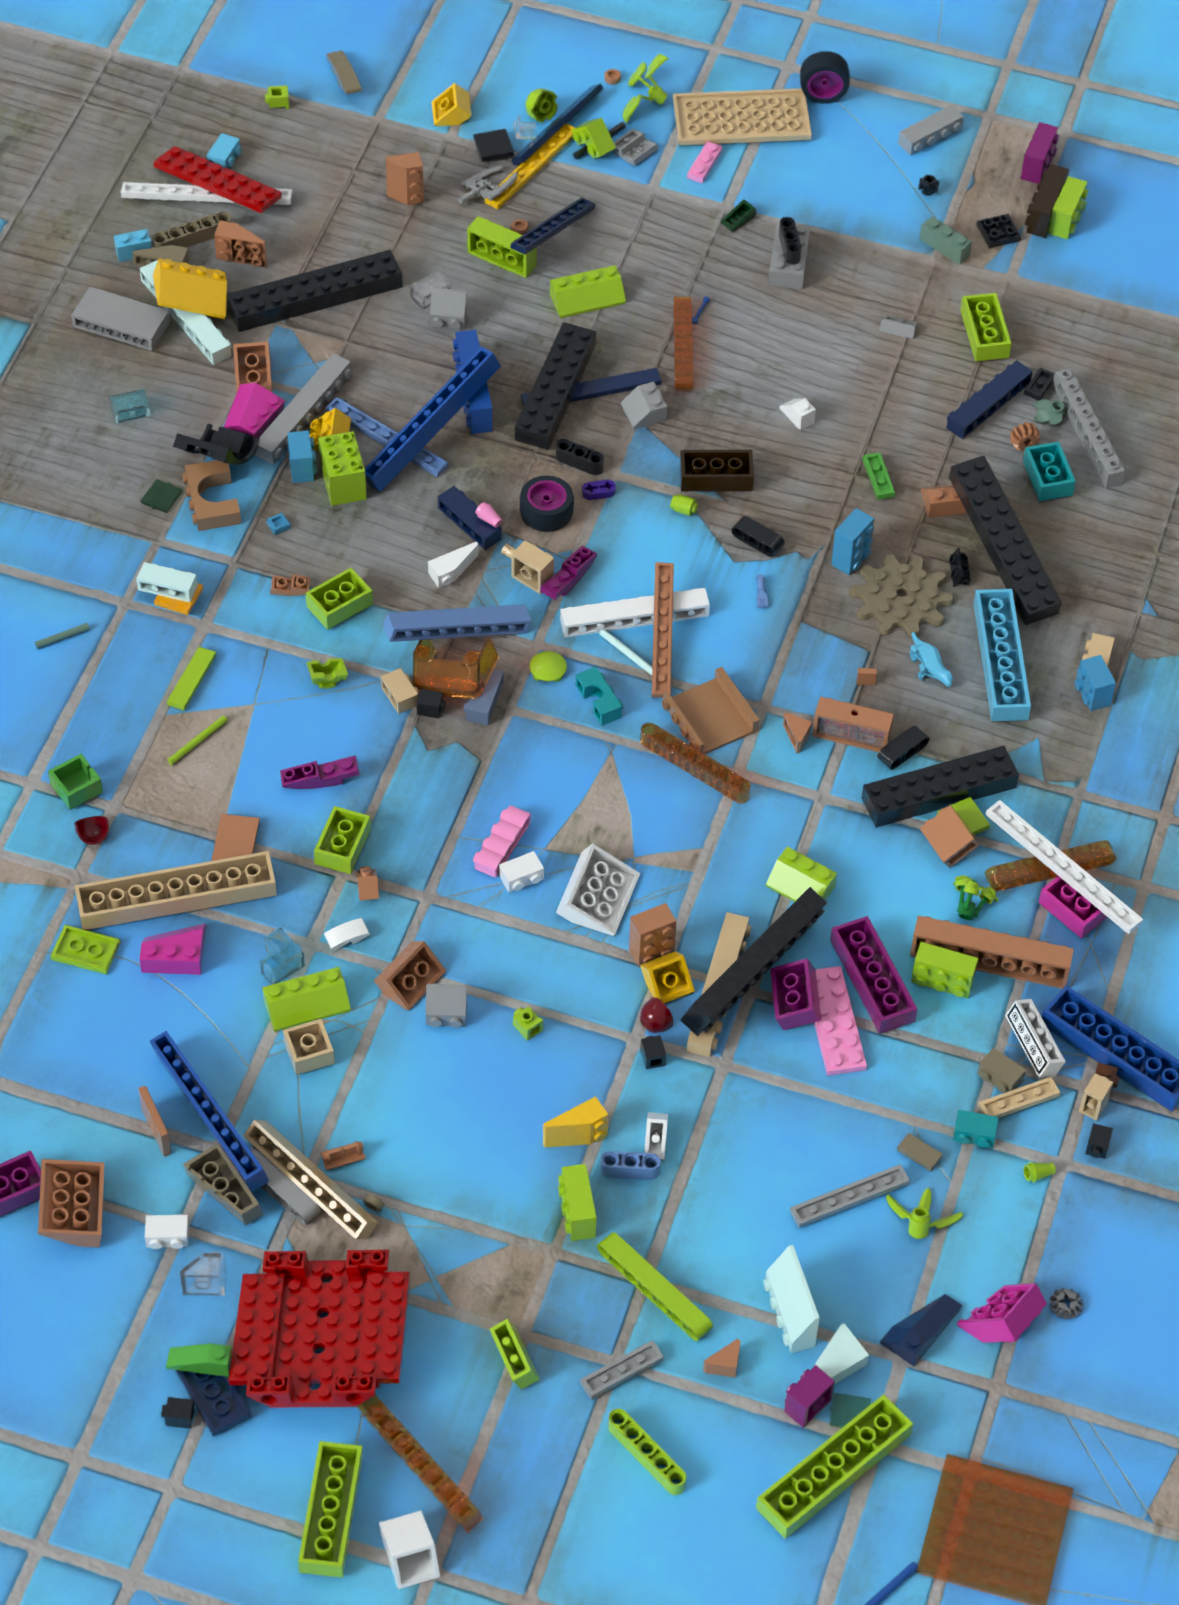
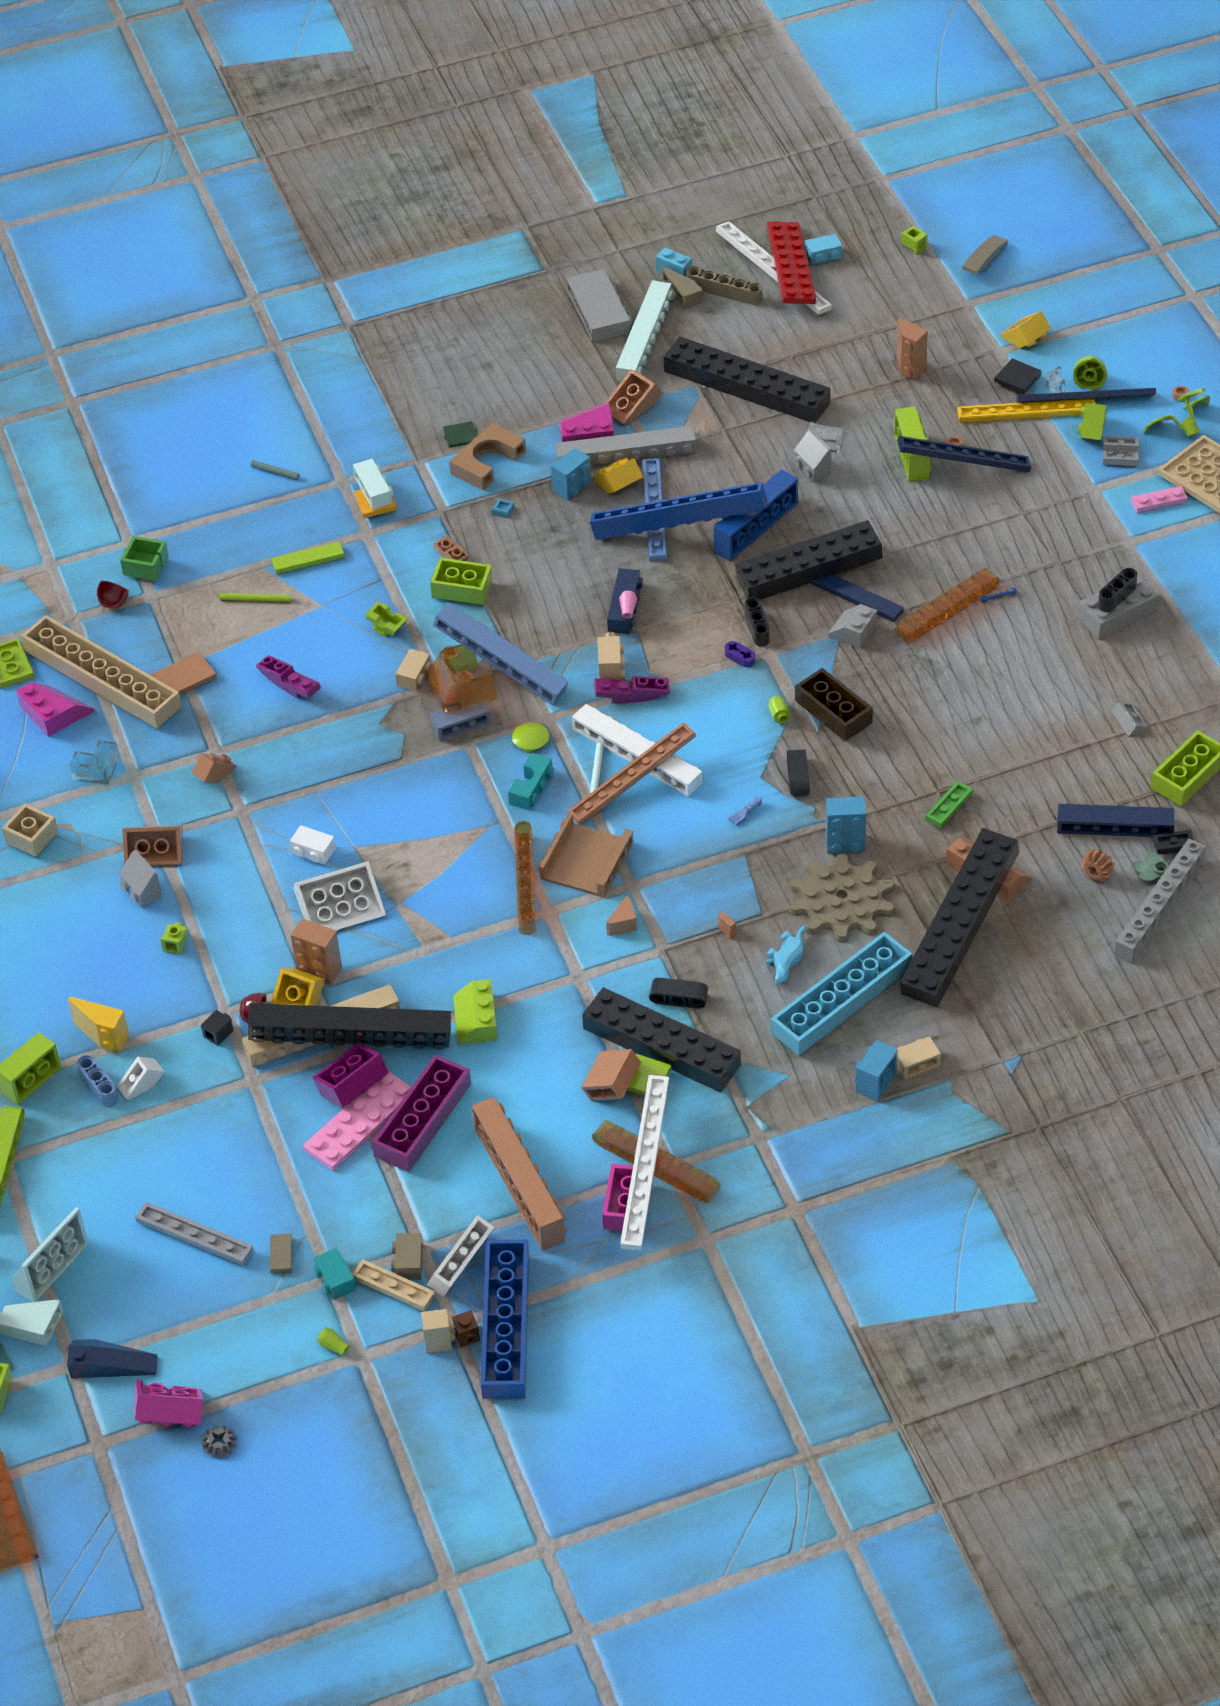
camera: 55 degrees right, 5 degrees down
(130, 406) = (521, 362): clear light blue brick -> none
(190, 288) = (658, 314): yellow slope -> none
(223, 445) = (530, 433): black piece -> none
(239, 245) = (733, 310): nougat slope -> none
(306, 999) = (75, 802): lime slope -> none
(342, 468) = (579, 497): lime container -> none
(342, 840) = (236, 727): lime brick -> none
(347, 932) = (160, 787): white slope -> none
(430, 703) = (419, 693): black brick -> none
(451, 565) = (565, 621): white slope -> none
(482, 187) = (963, 397): light grey bar -> none
(502, 840) = (335, 815): bright pink brick -> none
(546, 503) = (684, 631): black wheel -> none
(587, 291) = (931, 519): lime slope -> none
(613, 131) = (1109, 429): black bar -> none
(743, 205) = (1132, 554): dark green slope -> none
(799, 412) = (957, 717): white slope -> none
(852, 724) = (659, 942): nougat brick -> none
(920, 1218) = (205, 1287): lime plant -> none
(944, 970) = (468, 1154): lime brick -> none
(959, 566) = (915, 908): black hinge -> none
(966, 909) = (567, 1118): plant -> none
(1049, 471) = (1077, 903): teal brick -> none
(1099, 1141) = (399, 1364): black brick -> none

